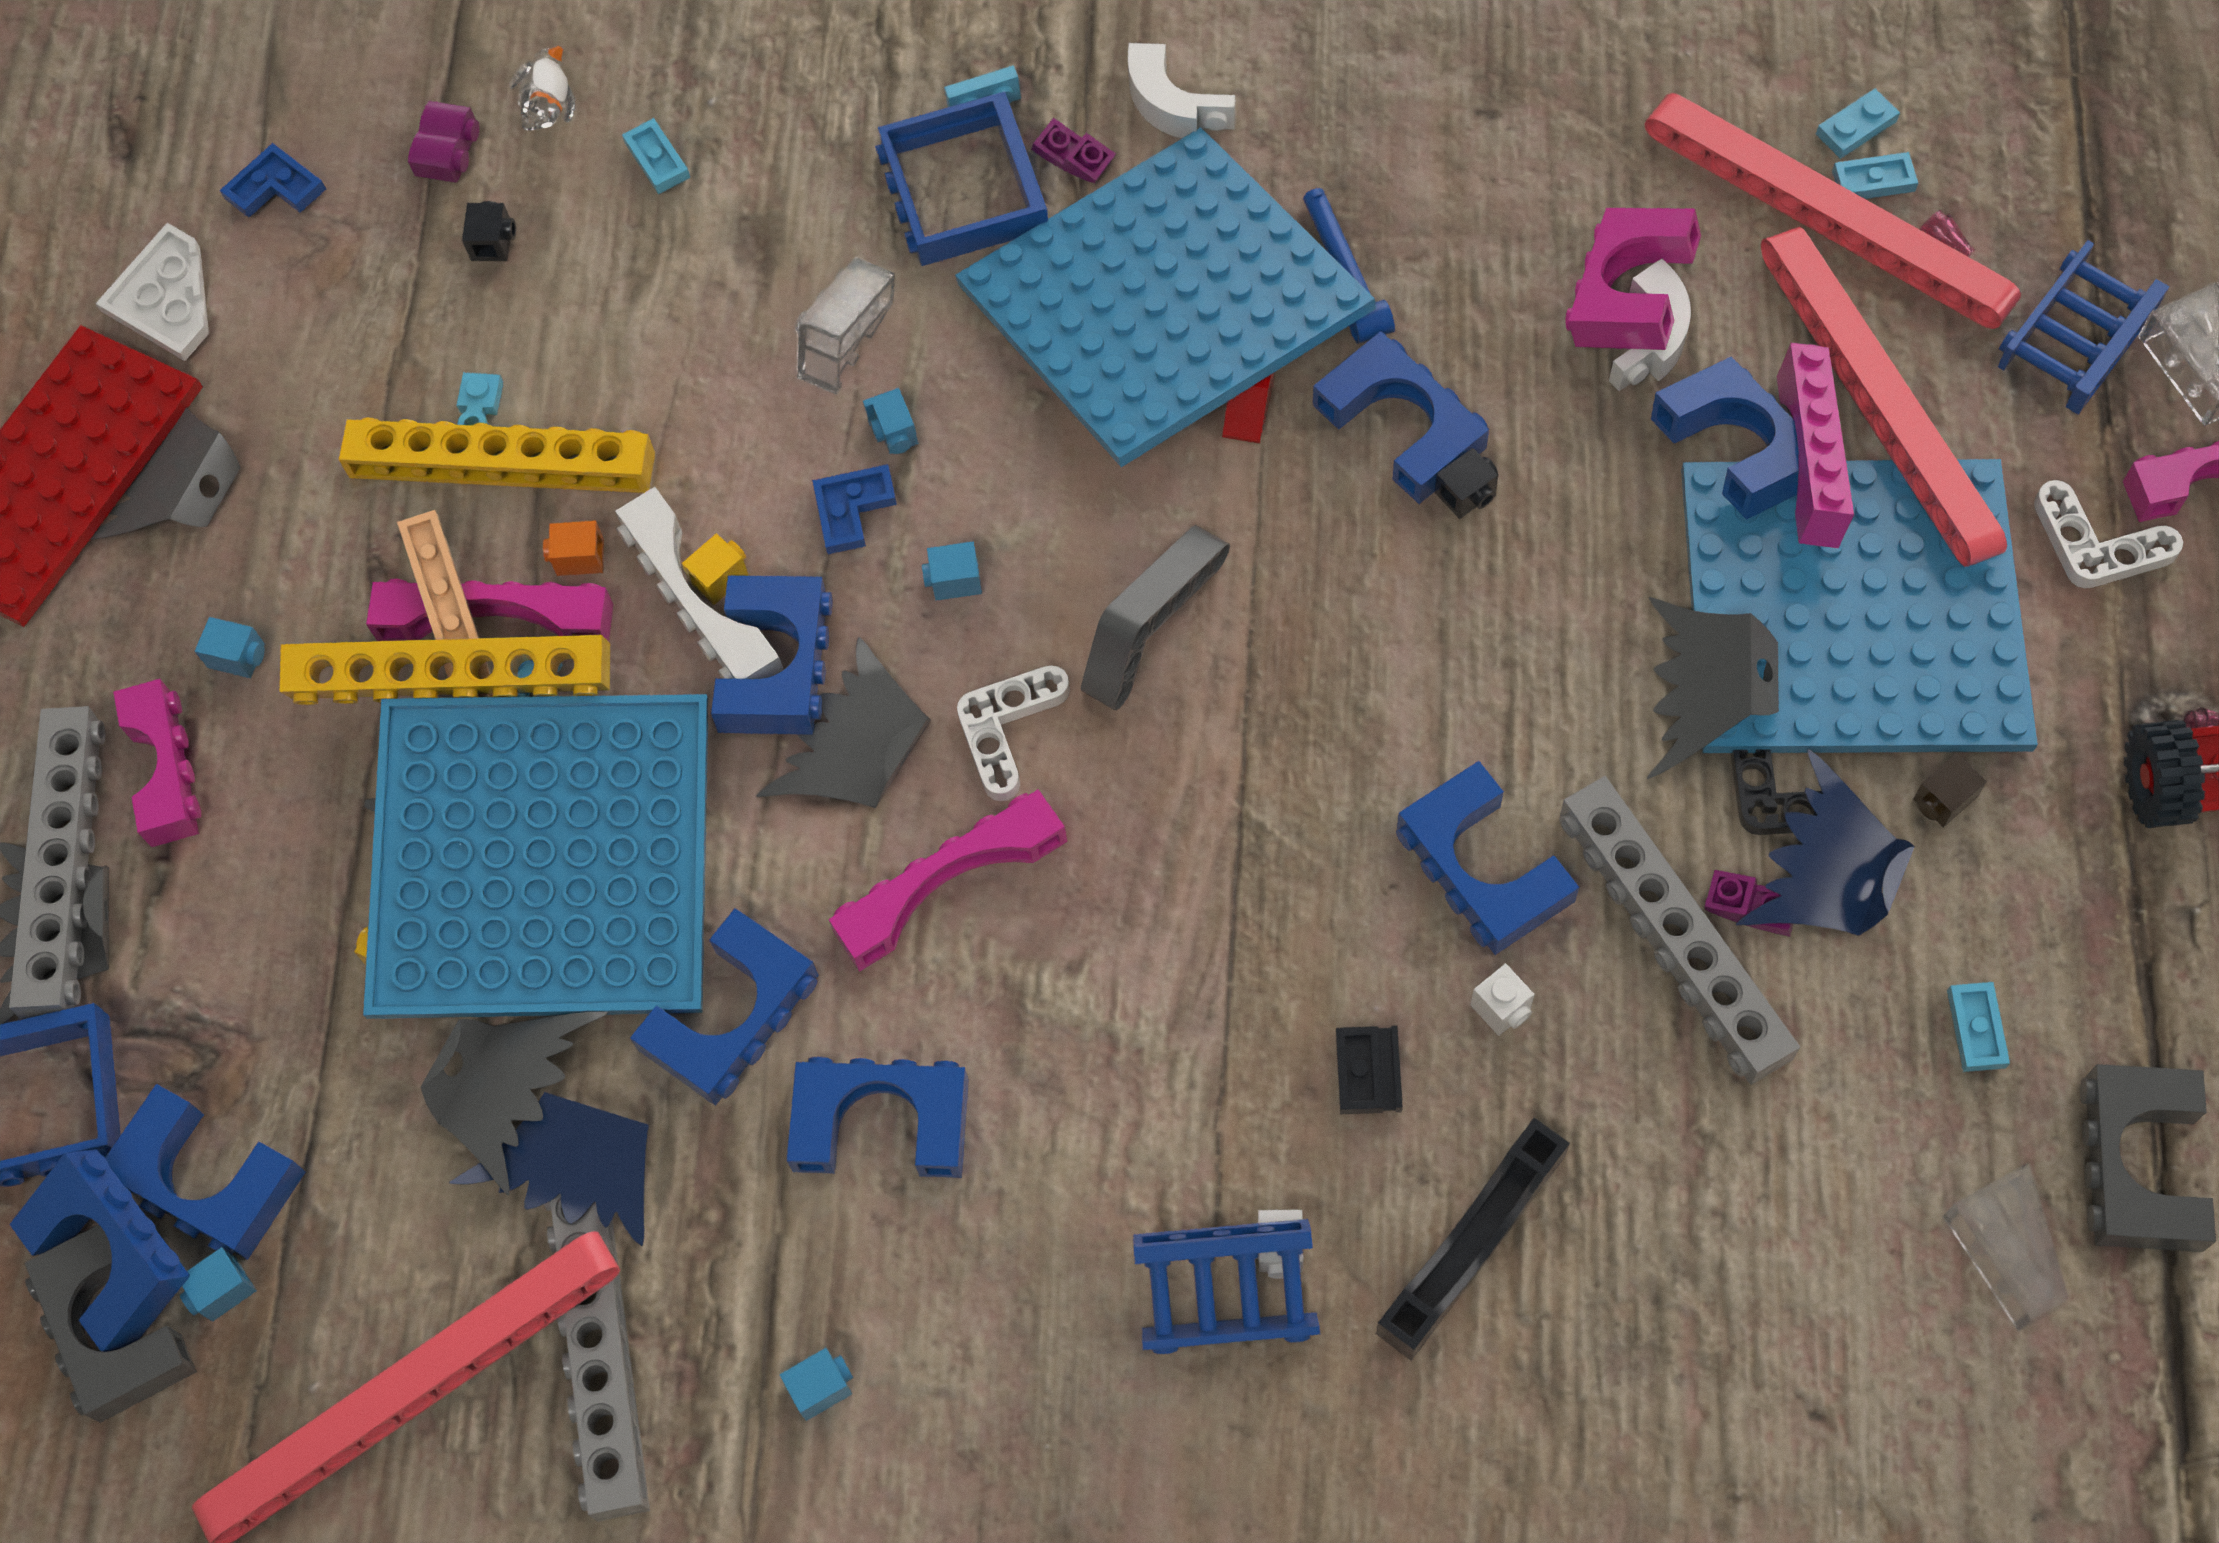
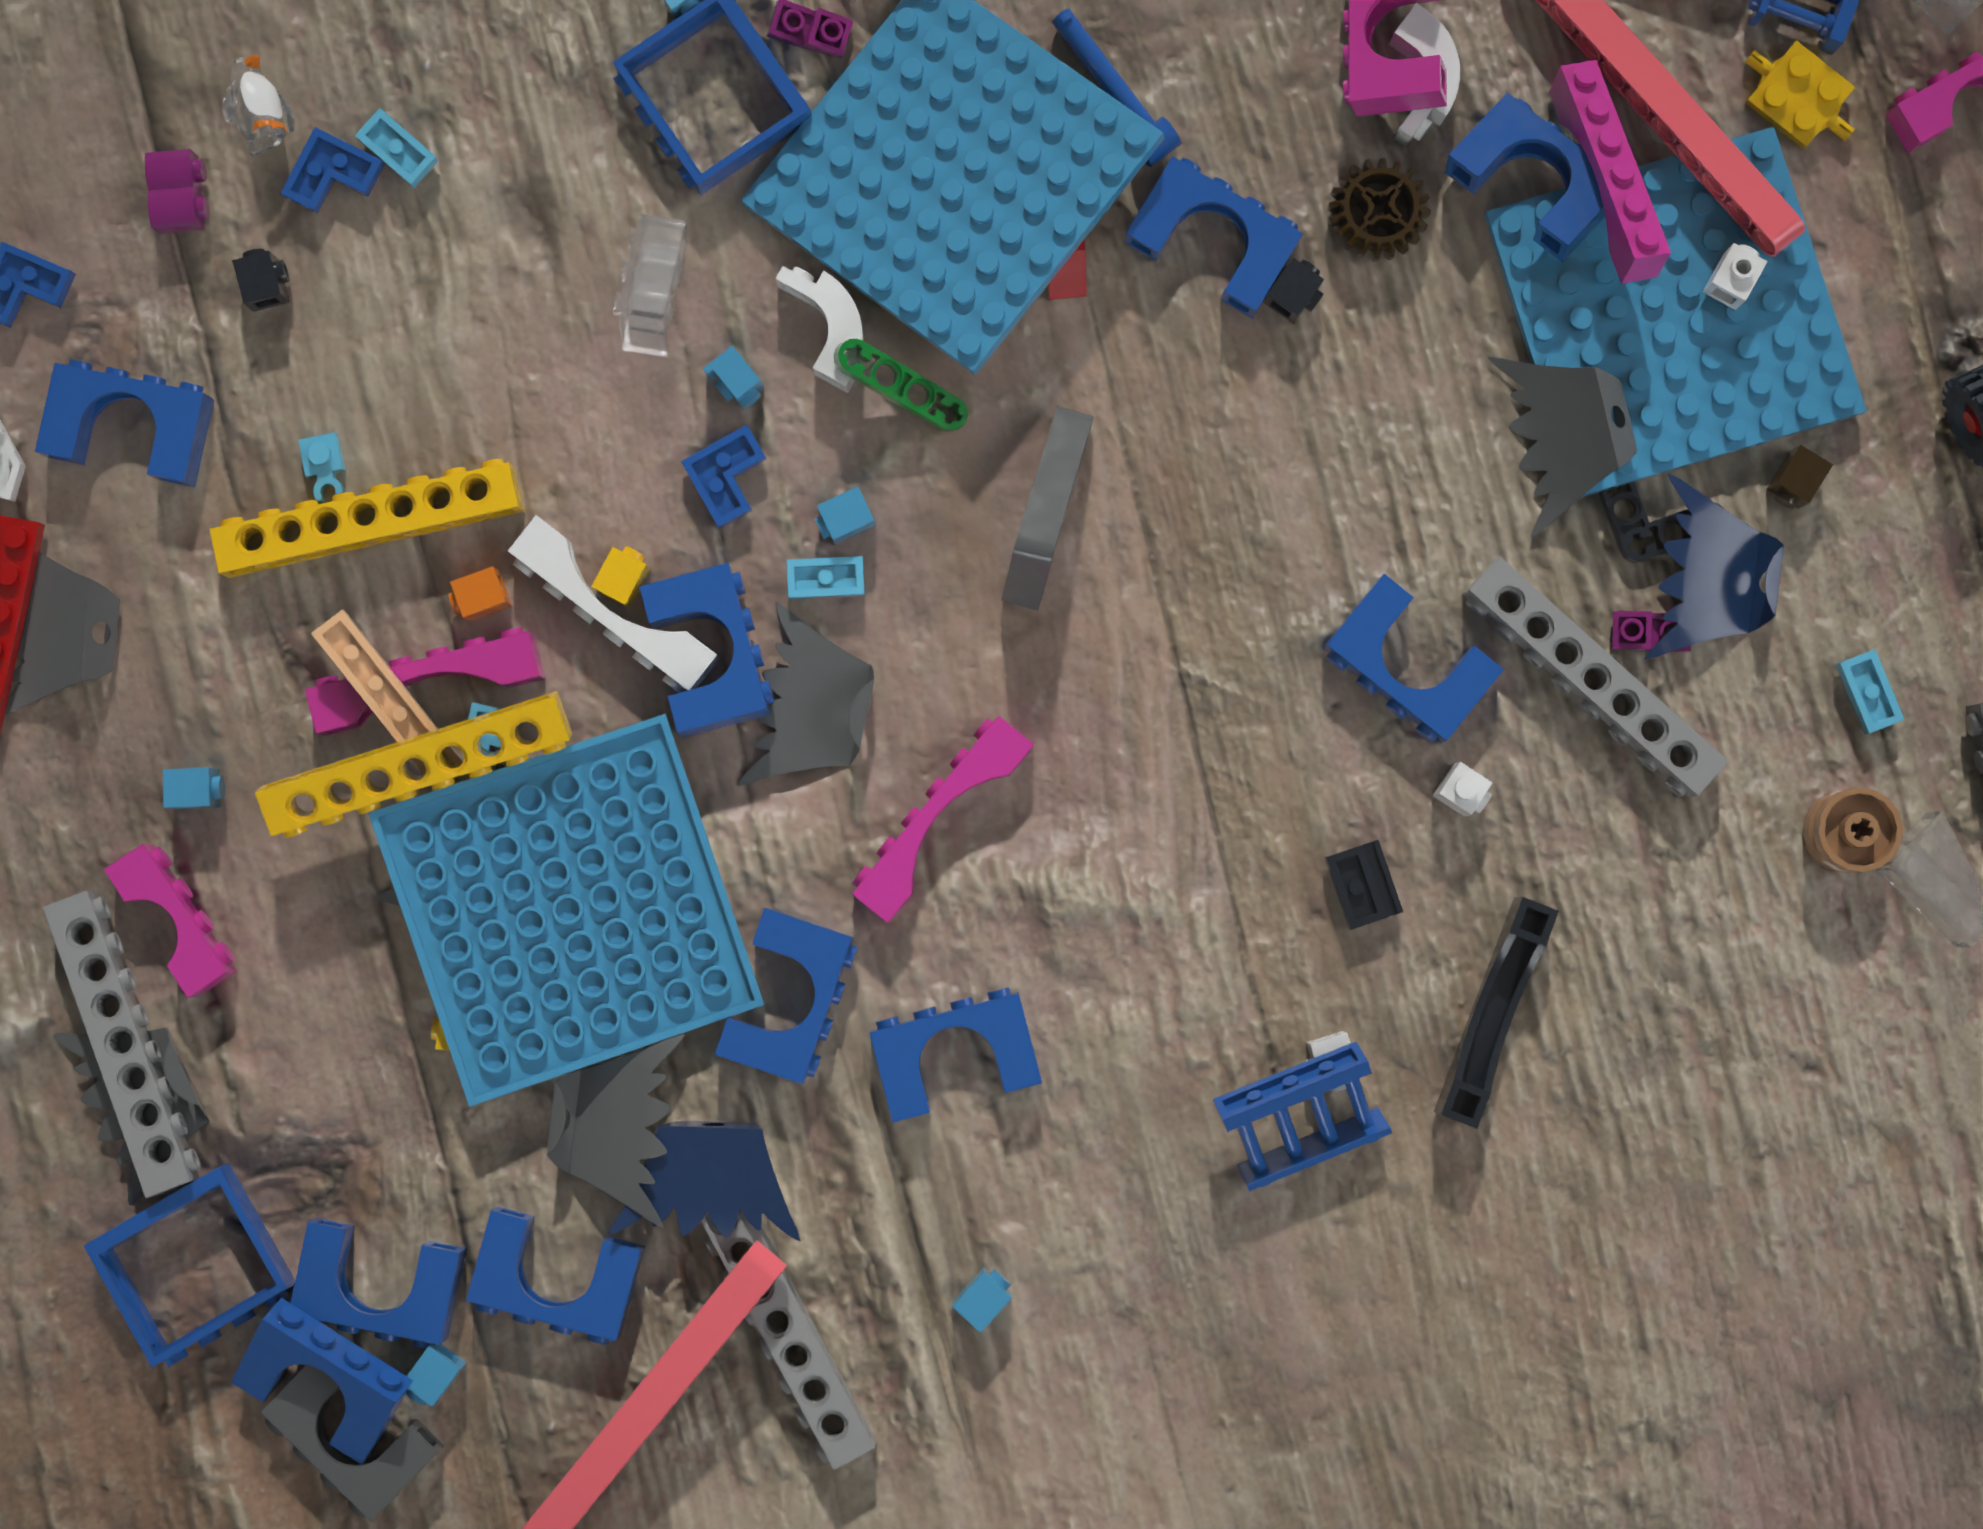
camera: 25 degrees left, 20 degrees up
(287, 283) = (81, 394): none -> blue arch
(412, 1269) = (502, 1285): none -> blue arch
(587, 151) = (326, 161): none -> blue plate
(914, 622) = (825, 577): none -> medium azure plate
(990, 723) = (929, 658): white beam -> none
(1008, 420) = (838, 310): none -> white arch
(1053, 461) = (903, 380): none -> green beam
(1571, 446) = (1369, 199): none -> dark brown gear
(1923, 574) = (1735, 275): none -> white brick
(1940, 1142) = (1875, 834): none -> medium nougat wheel
(2035, 439) = (1800, 95): none -> yellow plate
(2090, 550) = (1869, 197): white beam -> none

